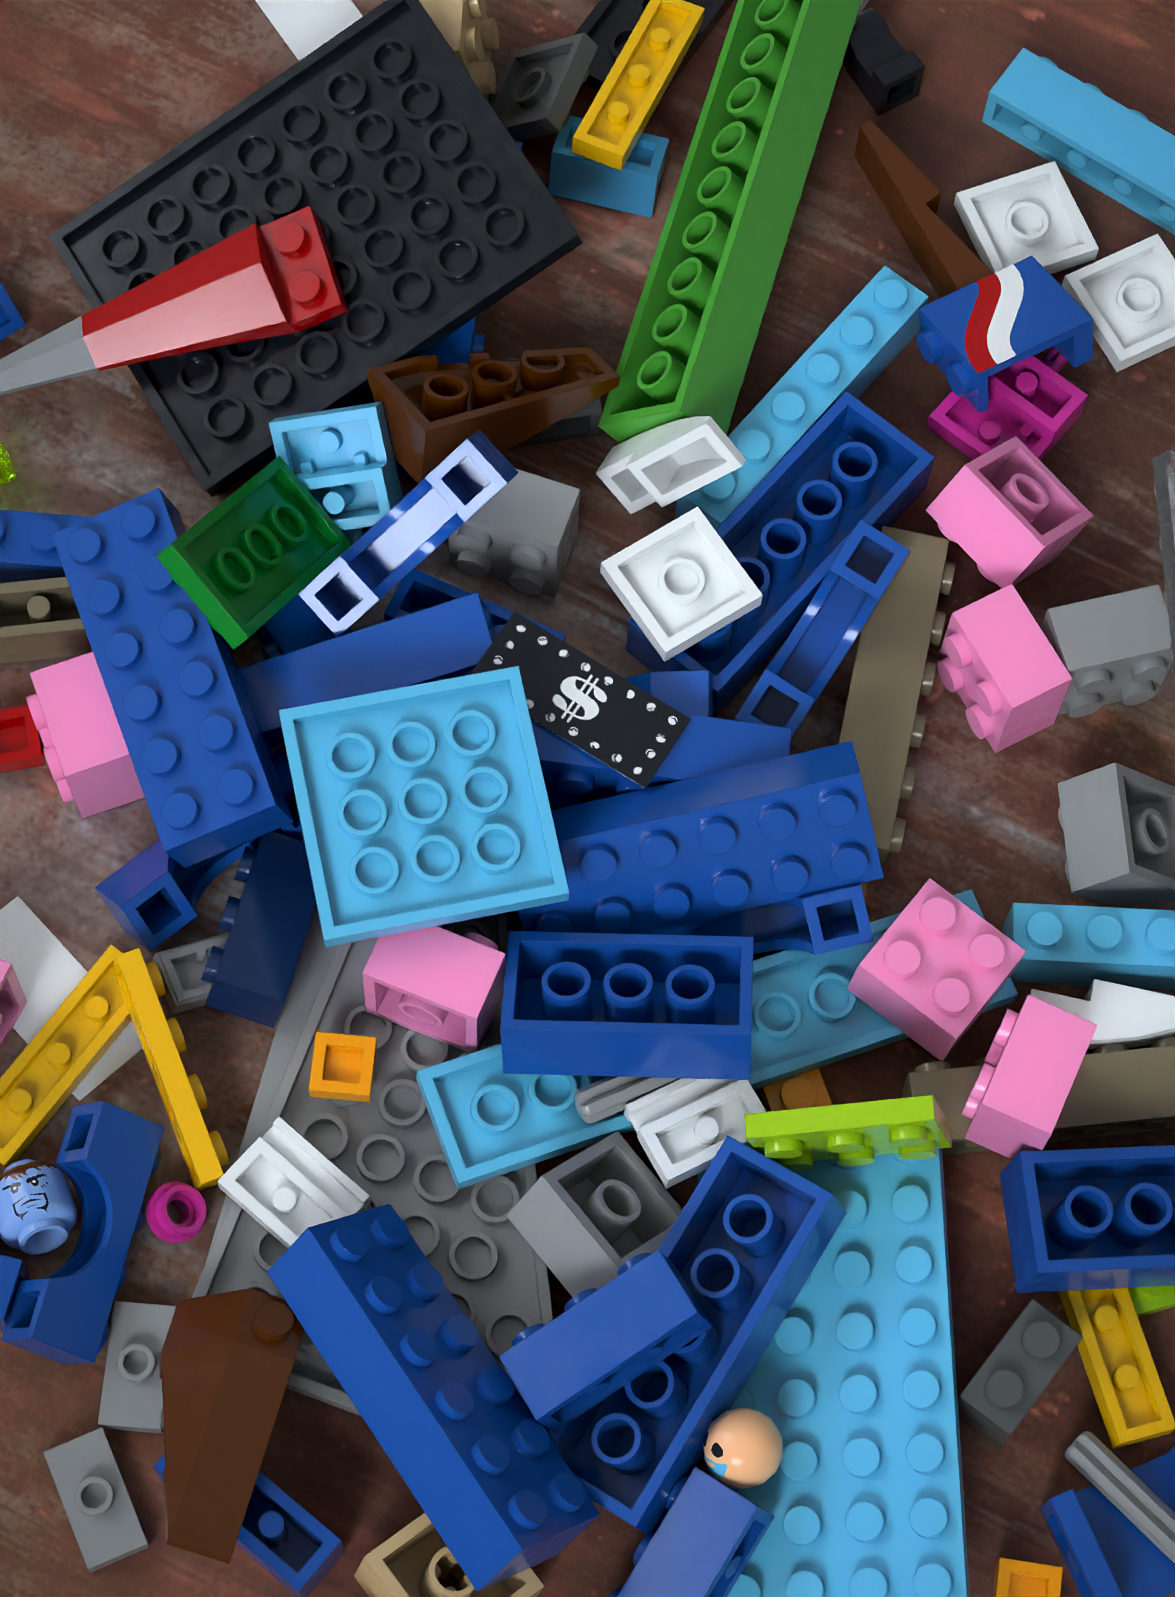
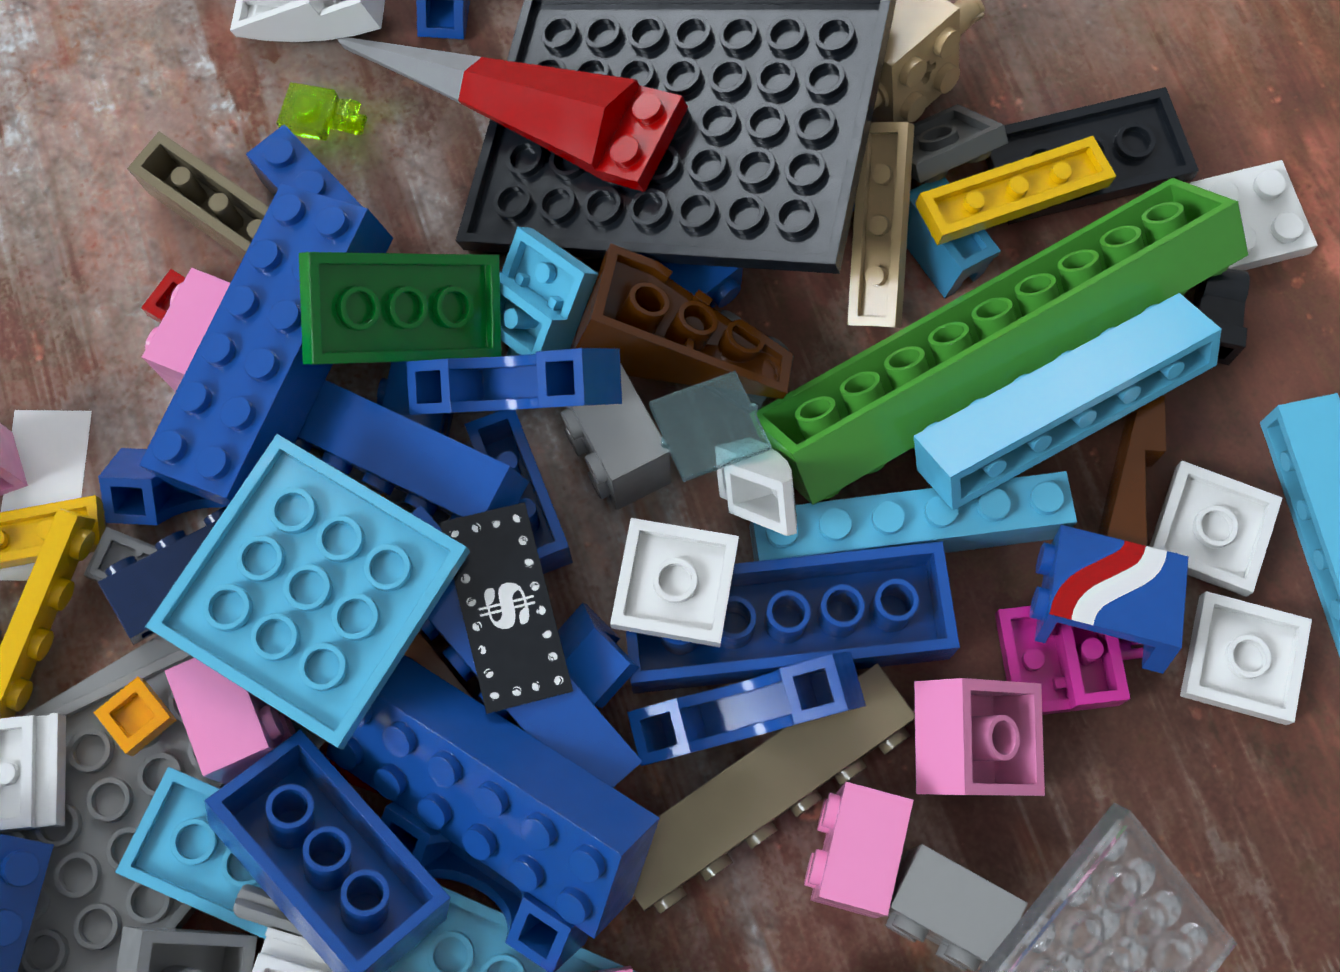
camera: 50 degrees right, 5 degrees up
(592, 444) = (709, 426): none -> clear light blue piece
(604, 255) = (881, 227): none -> tan plate
(837, 209) = (1066, 400): none -> medium azure brick

